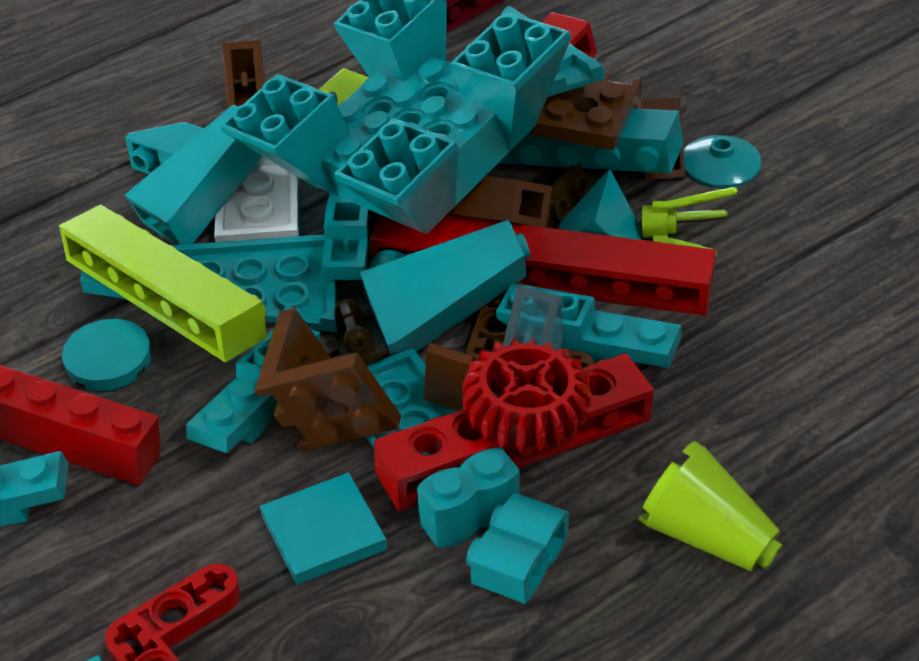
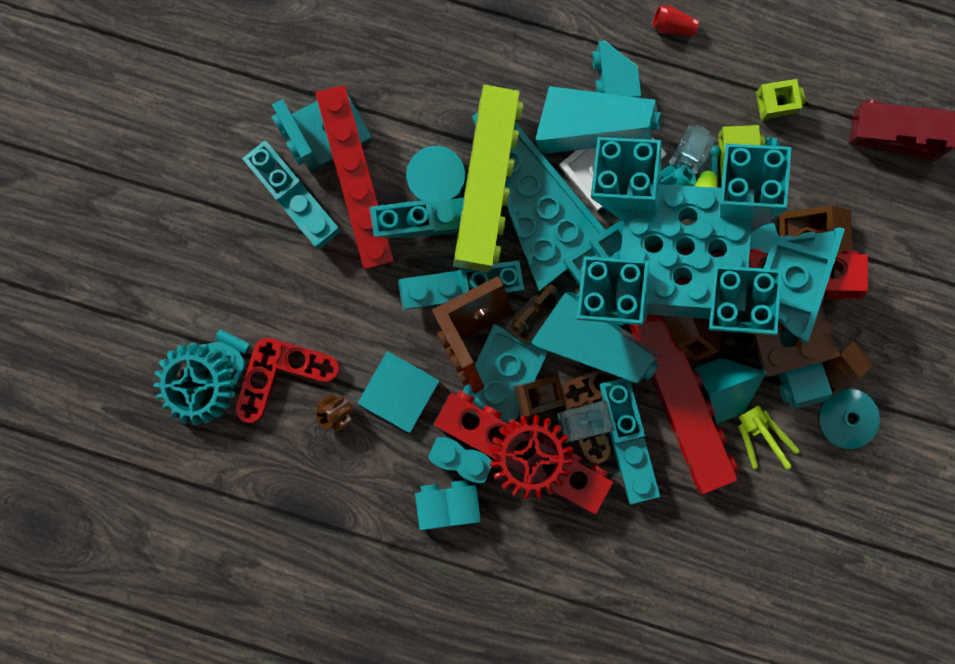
camera: 55 degrees right, 40 degrees up
(140, 370) = (416, 218): none -> teal slope
(172, 92) = (673, 21): none -> red cone
(243, 70) = (710, 65): reddish brown slope -> none
(277, 613) = (334, 412): none -> reddish brown gear
(328, 56) = (786, 90): none -> lime brick
(711, 512) = (530, 594): lime cone -> none

